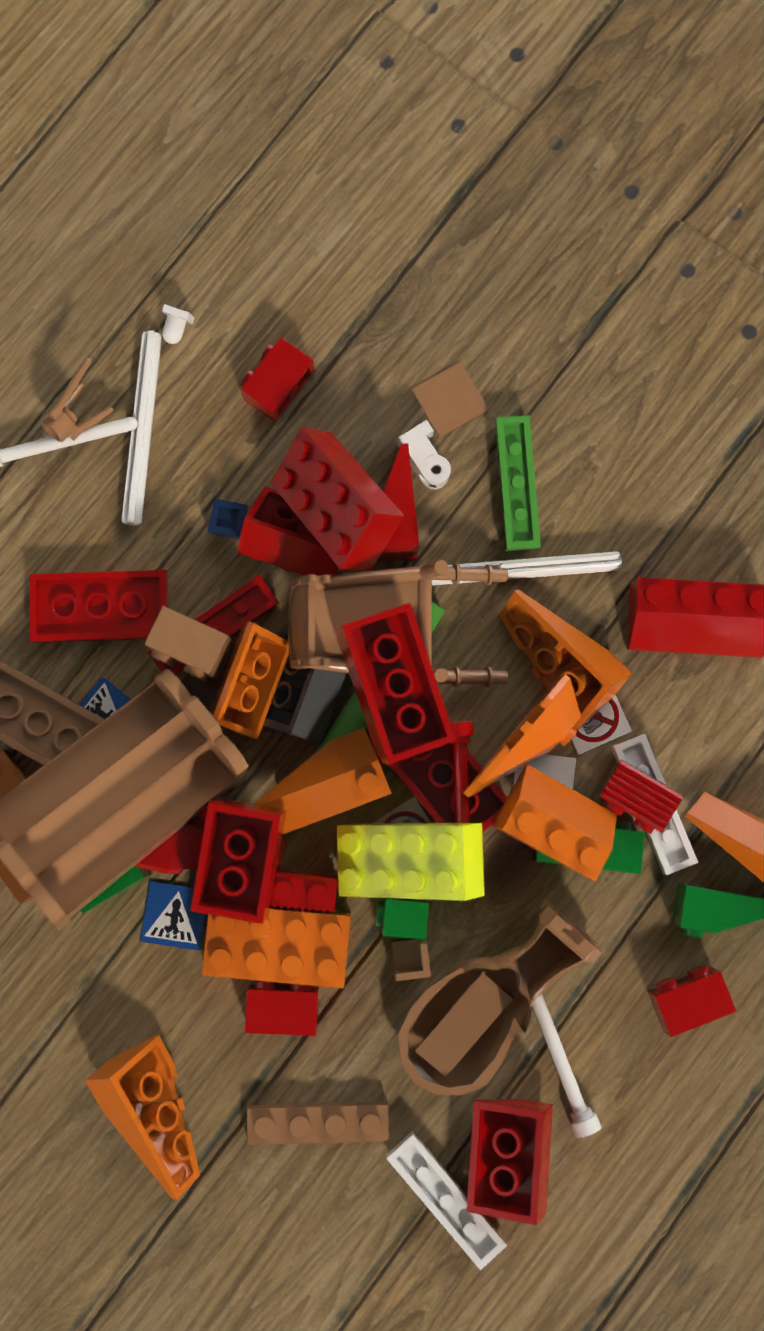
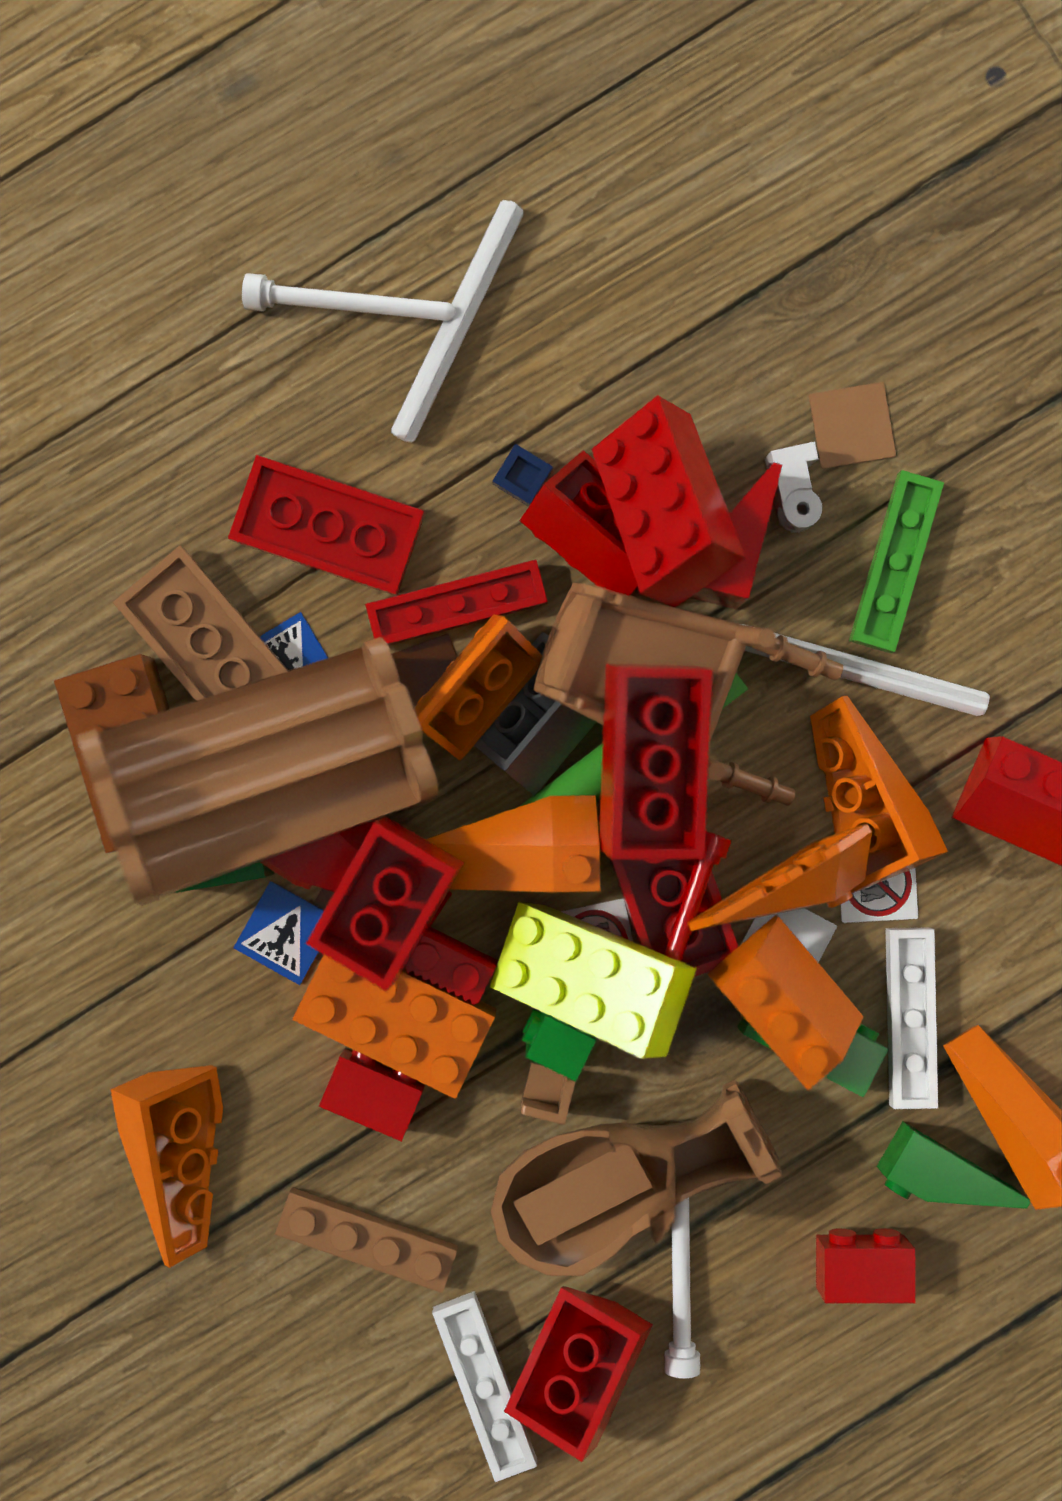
camera: 30 degrees right, 5 degrees up
(61, 420) = (361, 276): medium nougat plant -> none
(175, 323) = (546, 204): white piece -> none
(190, 643) = (421, 614): medium nougat brick -> none
(277, 379) = (647, 320): red brick -> none
(641, 797) = (901, 1006): red brick -> none

